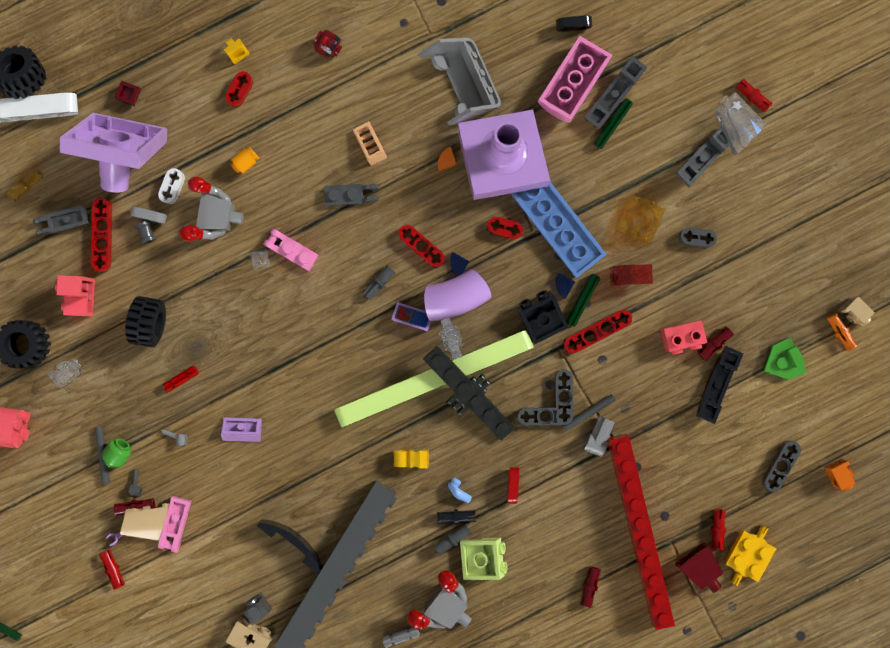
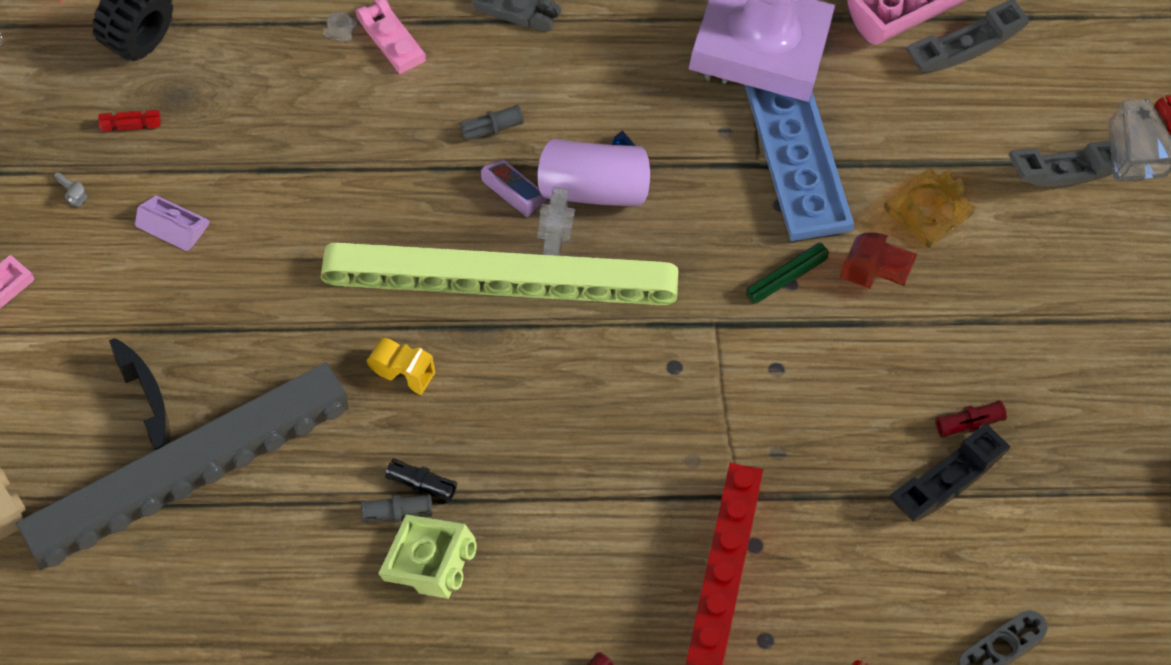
camera: 20 degrees right, 30 degrees down
(257, 608) = (28, 457): flat silver brick -> none
(400, 636) = (225, 617): light grey axle -> none
(407, 240) = (581, 94): red beam -> none
(445, 606) = (328, 598): light grey torso -> none
(446, 160) = (676, 22): orange tile -> none
(454, 485) = (444, 446): light blue arm -> none
(468, 393) = (542, 309): pearl dark grey hinge -> none
(503, 232) = (714, 137): red beam -> none
(513, 485) = (538, 472): red beam -> none
(542, 316) = (711, 262): black plate -> none
(554, 411) = (663, 402): dark grey beam -> none
(563, 285) = (768, 243): clear blue tile -> none
(589, 412) = (717, 429): dark grey bar -> none
(596, 329) = (789, 329): red beam -> none
(597, 441) = (709, 469): light grey piece -> none
(613, 123) = (946, 75): dark green axle -> none
(684, 336) = (922, 383): coral brick -> none
(698, 233) = (1009, 266): dark grey beam -> none
(785, 360) = (1076, 493): bright green plate -> none

